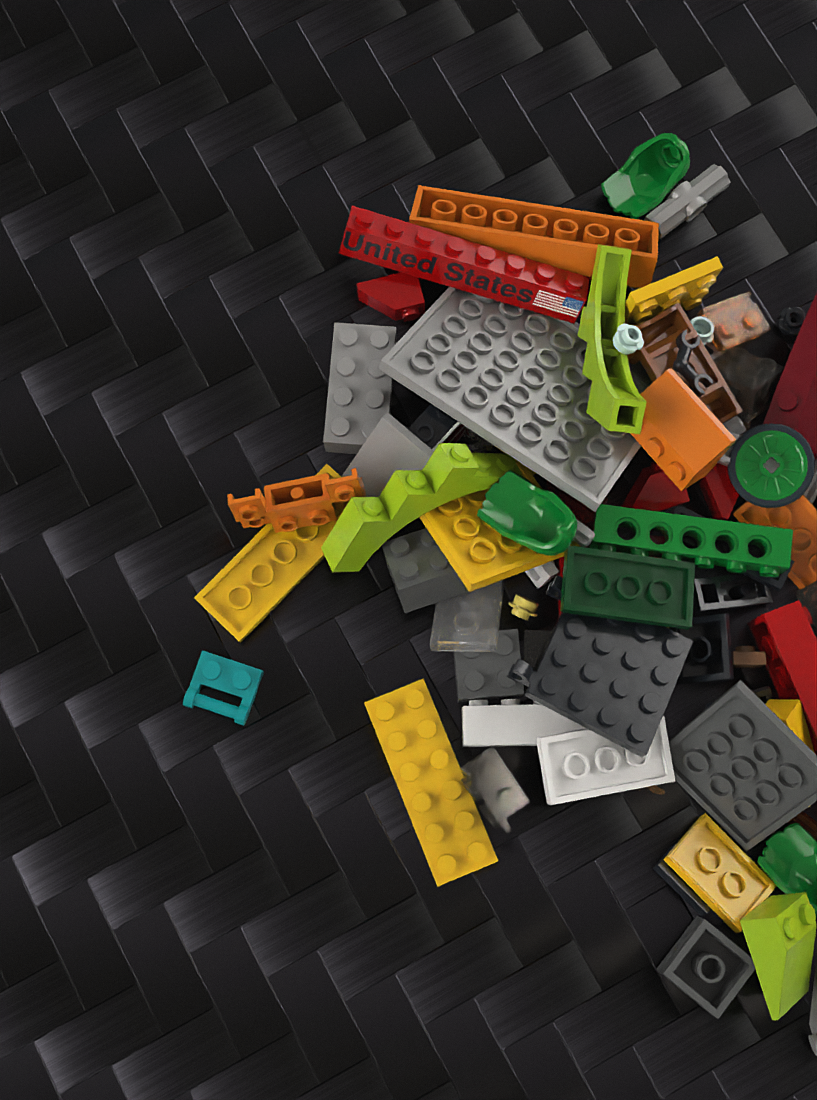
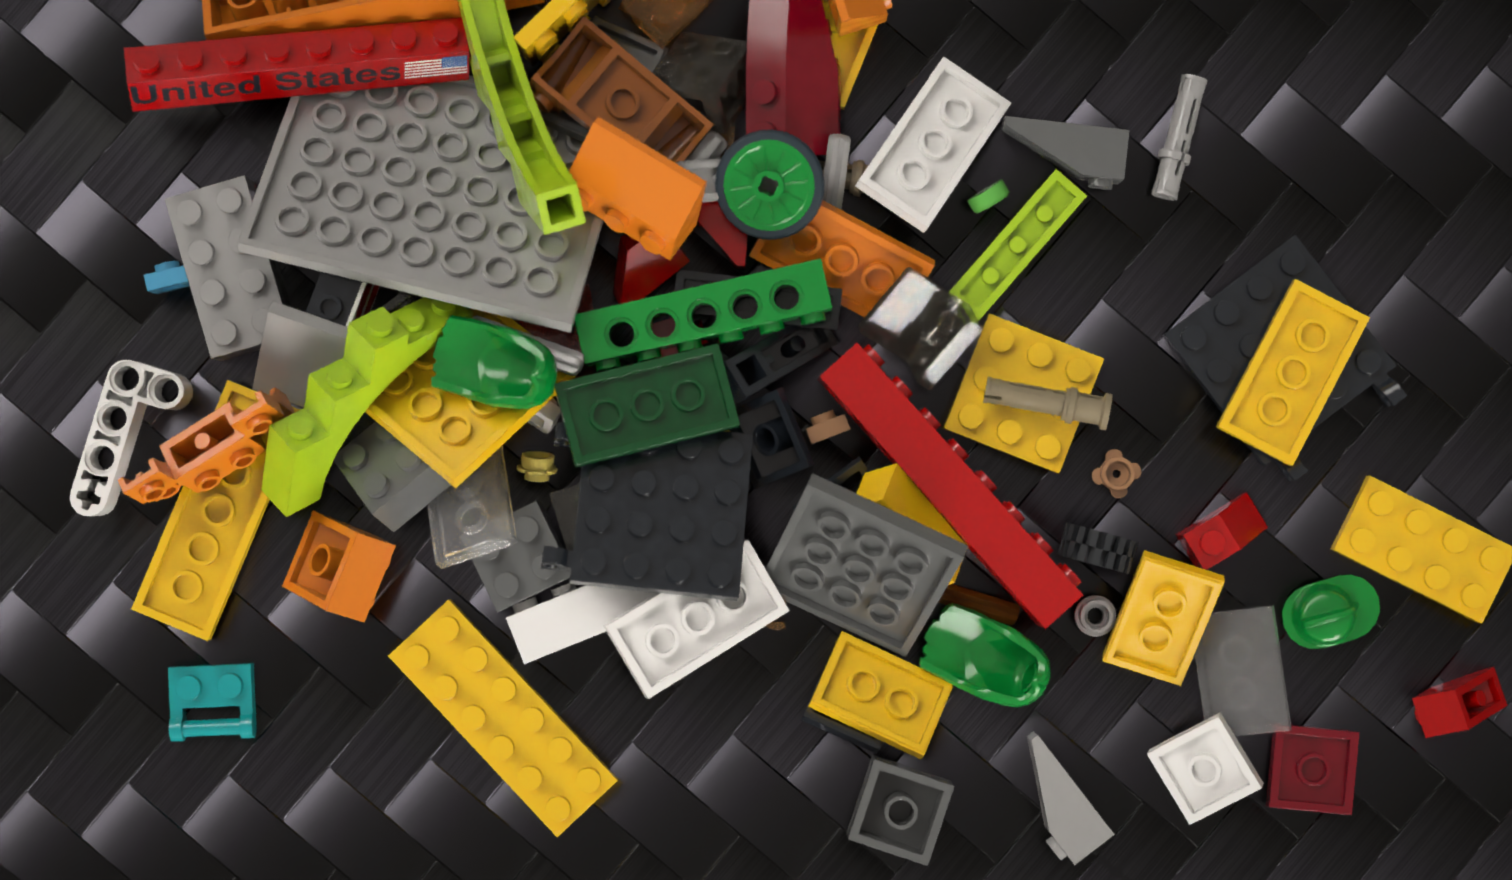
camera: 20 degrees left, 10 degrees up
(236, 477) = (120, 441): none -> white beam
(313, 380) = (167, 277): none -> dark azure plate
(354, 624) = (338, 566): none -> orange slope
(394, 296) = (228, 129): red slope -> none
(493, 783) = (580, 699): clear smoke bracket -> none
(628, 339) = (531, 104): light aqua plate -> none
(681, 364) = (616, 102): black arm -> none
(704, 328) = (629, 24): light aqua plate -> none
(782, 948) = (976, 759): lime slope -> none

